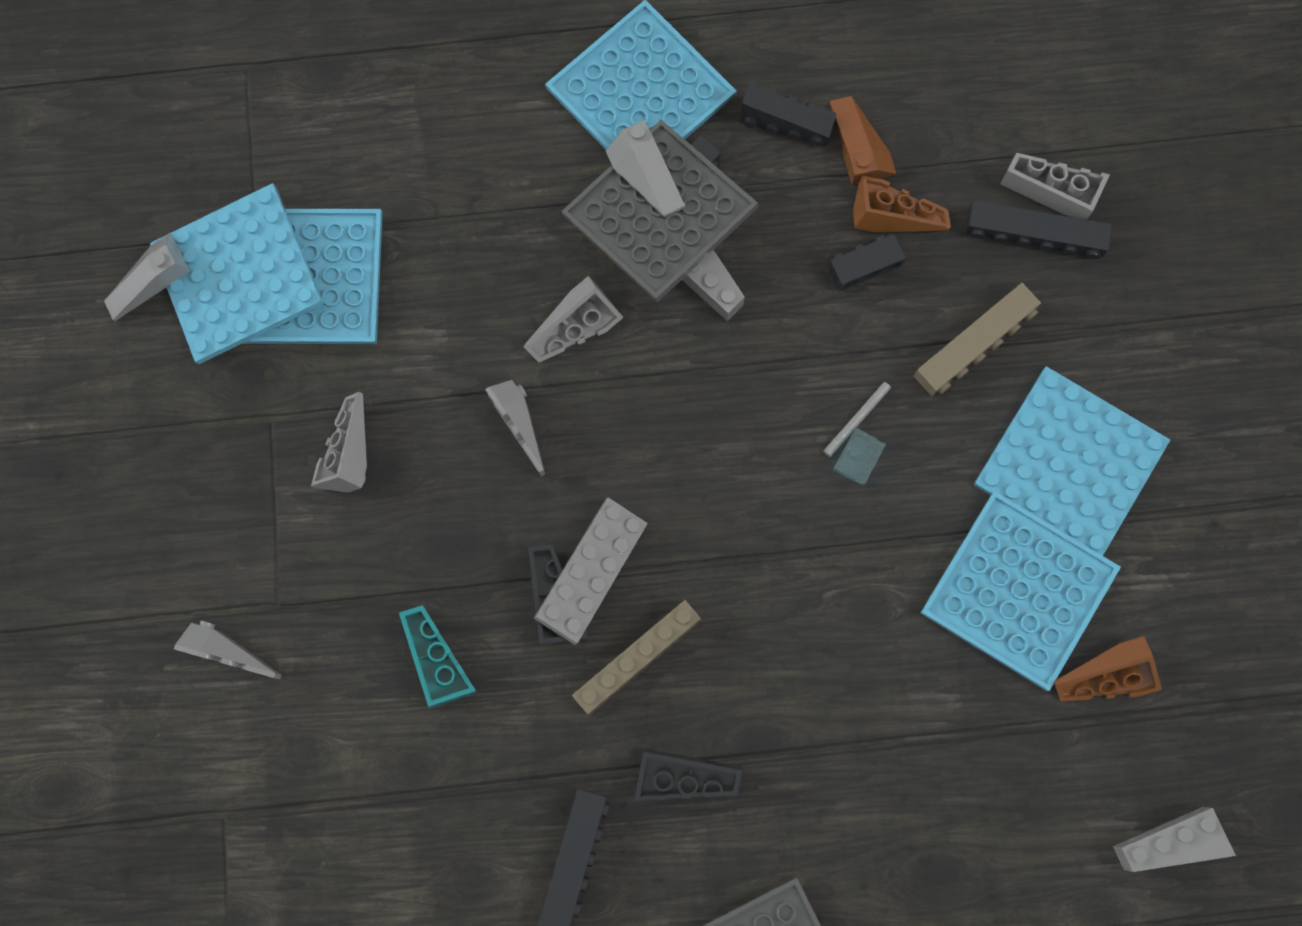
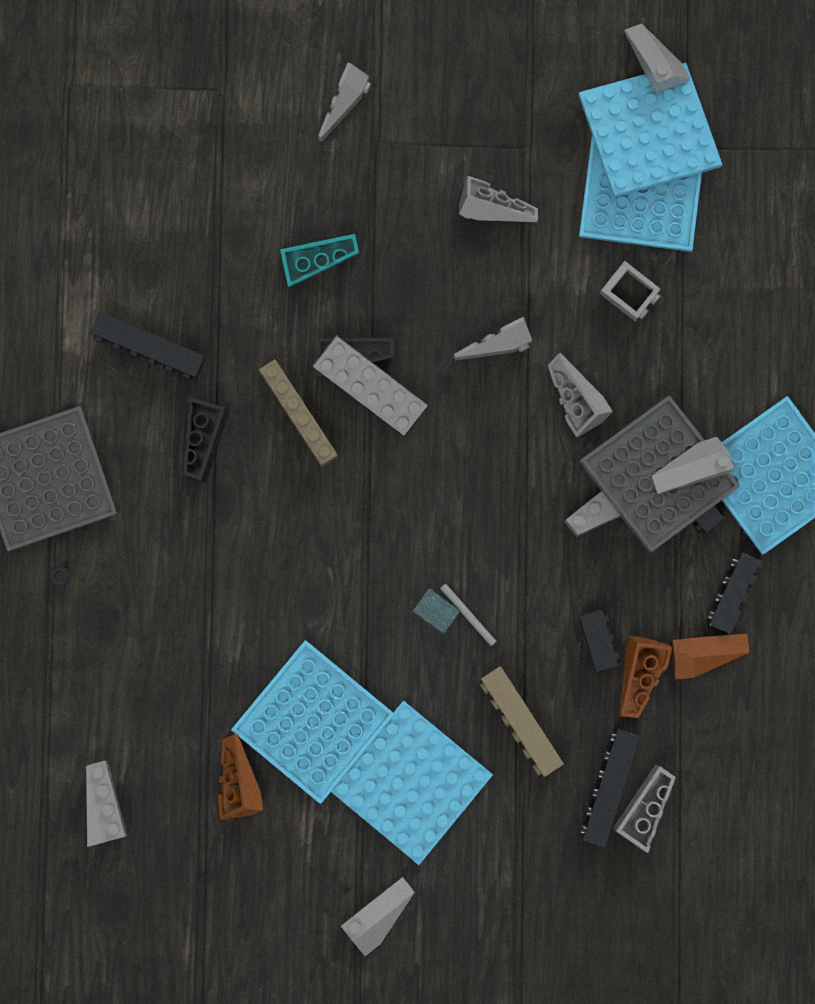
camera: 90 degrees right, 5 degrees up
(438, 301) = (642, 311): none -> light grey window
(1247, 486) = (376, 919): none -> light grey wedge

